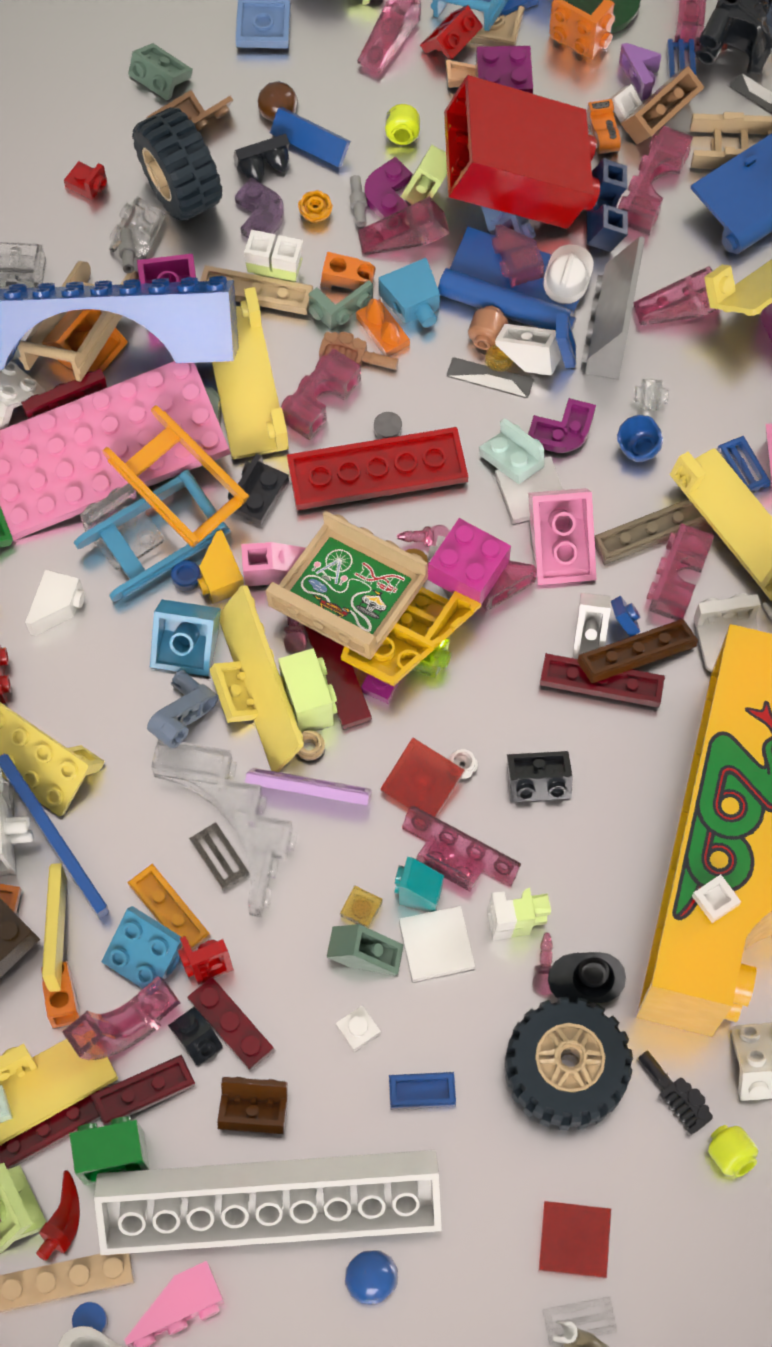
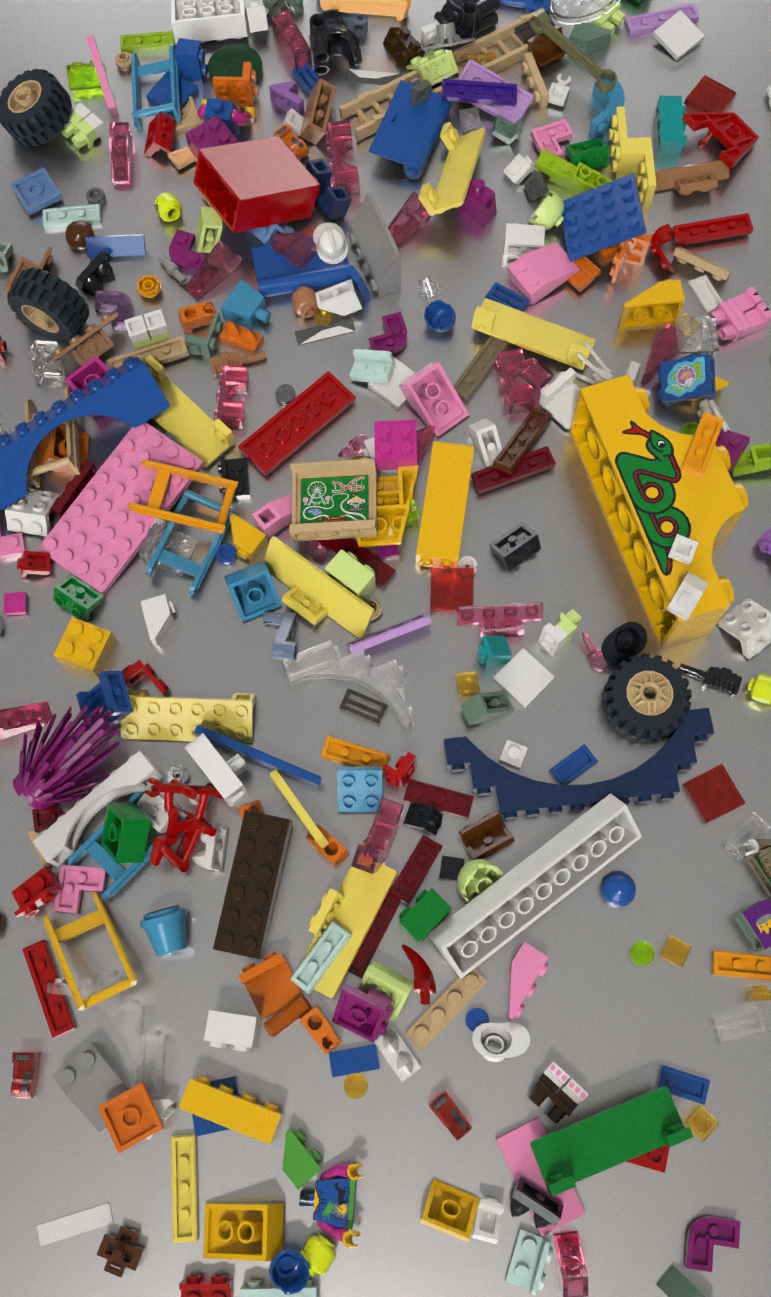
camera: 30 degrees left, 5 degrees up
(127, 250) = (53, 376): light grey bar -> none
(187, 1118) = (450, 868): none -> black tile
(197, 237) = (91, 344): none -> medium nougat bracket
(203, 1145) = (476, 878): none -> yellowish green cylinder
(273, 69) = (63, 216): none -> light aqua tile
(328, 67) = (96, 196): none -> flat silver tile
(485, 672) = (444, 505): none -> yellow brick
(493, 1167) = (523, 795): none -> dark blue arch
(547, 51) = (227, 113): none -> blue torso
(626, 615) = (503, 423): blue plate -> none
(683, 960) = (687, 596): none -> white slope
(708, 576) = (536, 373): none -> clear pink slope

